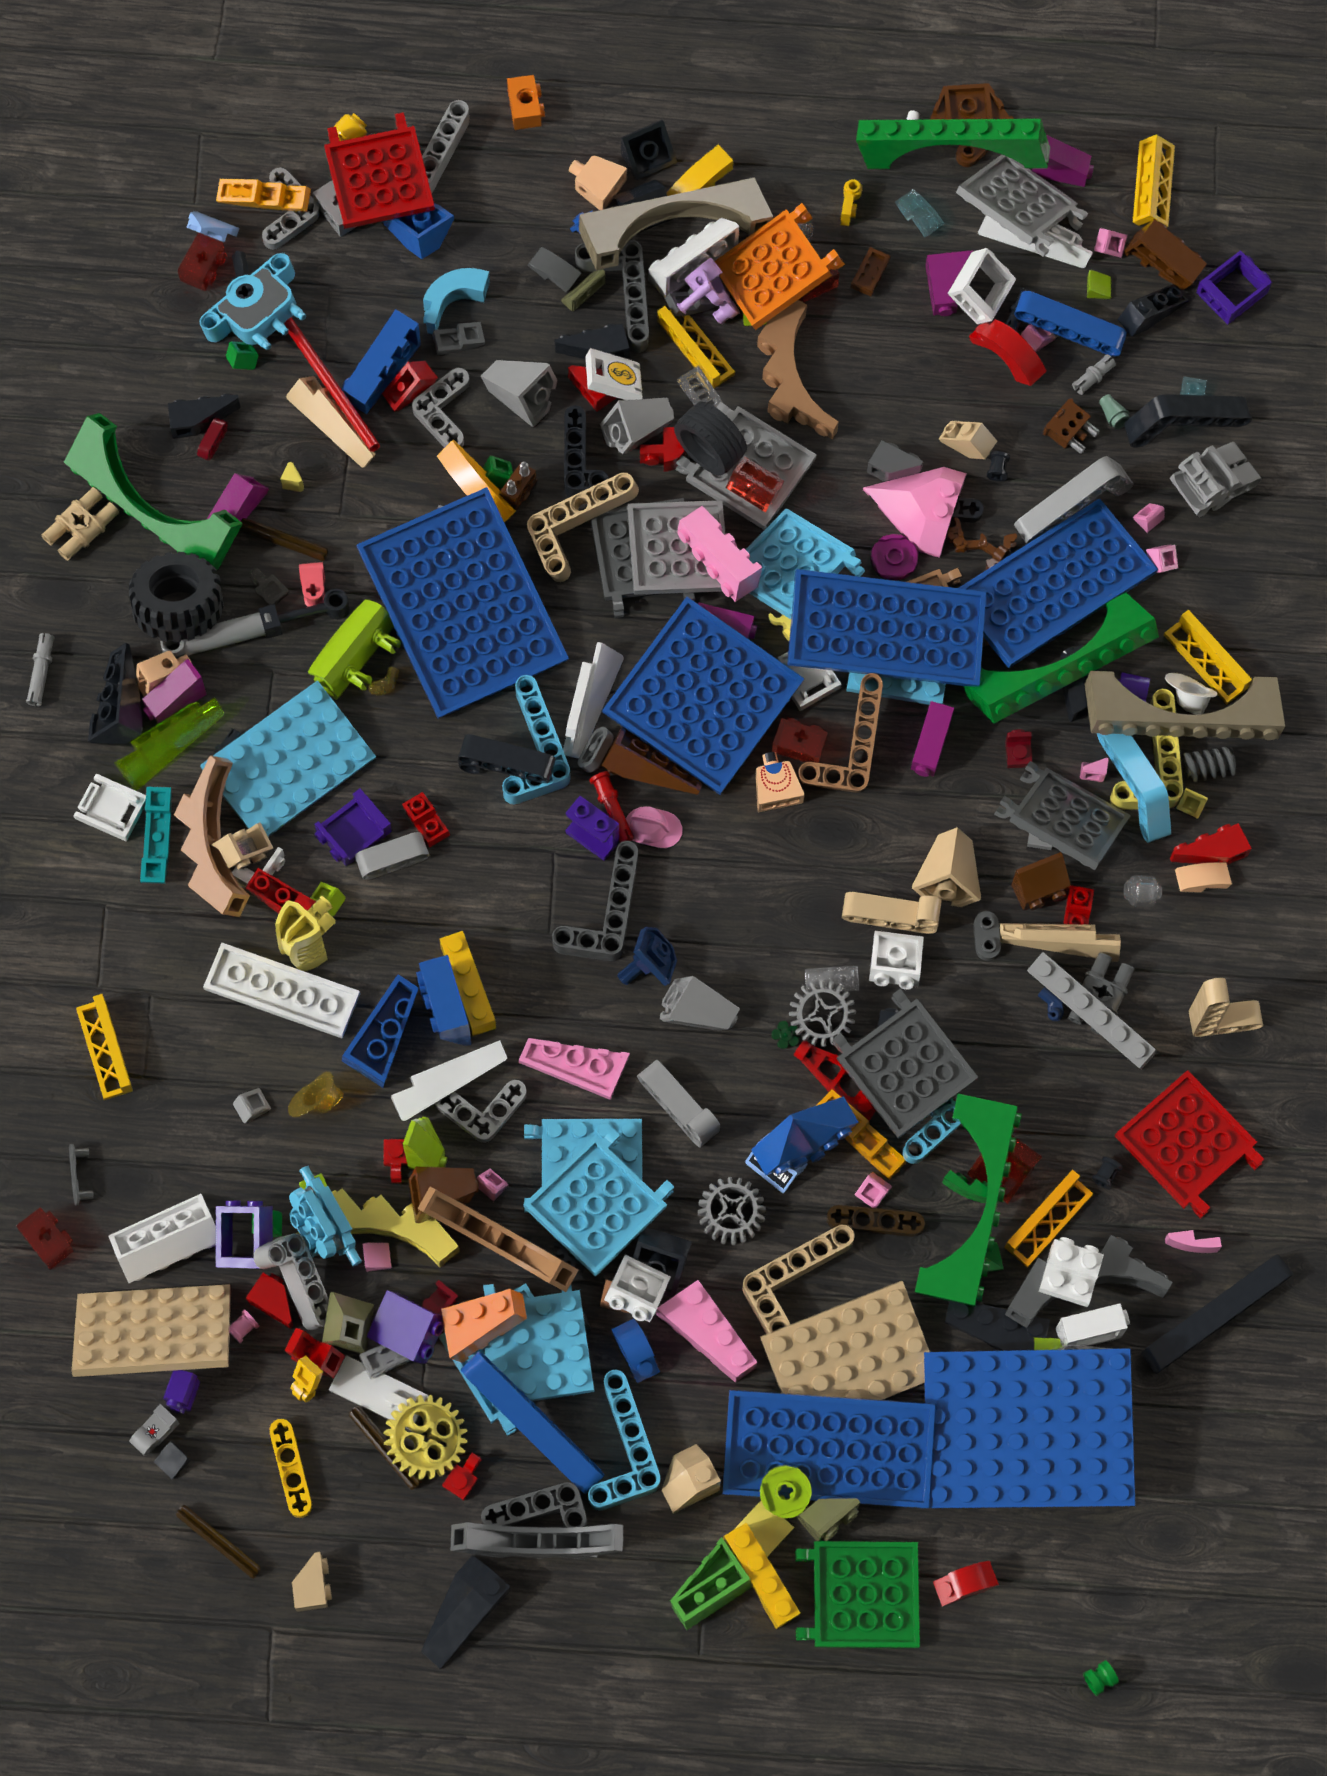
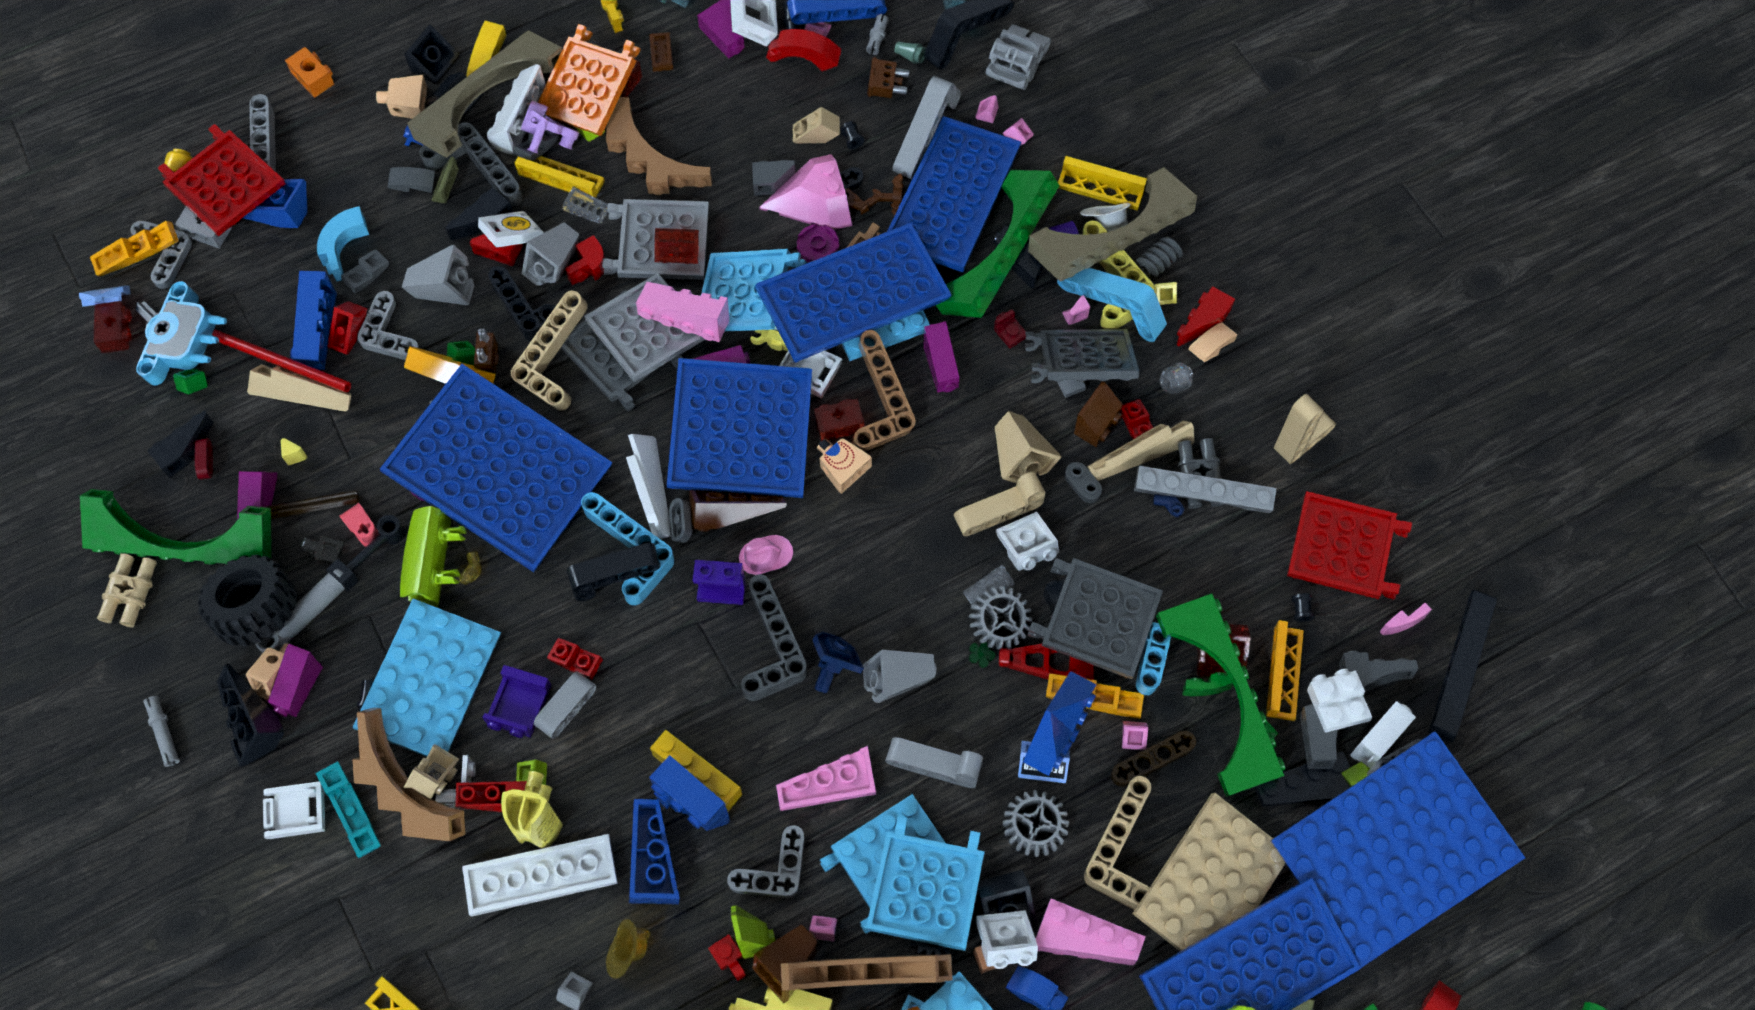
camera: 30 degrees left, 5 degrees down
(166, 741) = (310, 725): clear neon green wedge -> none
(446, 1078) = (729, 862): white wedge -> none
(608, 797) = (714, 551): red pin -> none
(710, 438) = (620, 228): black tyre -> none

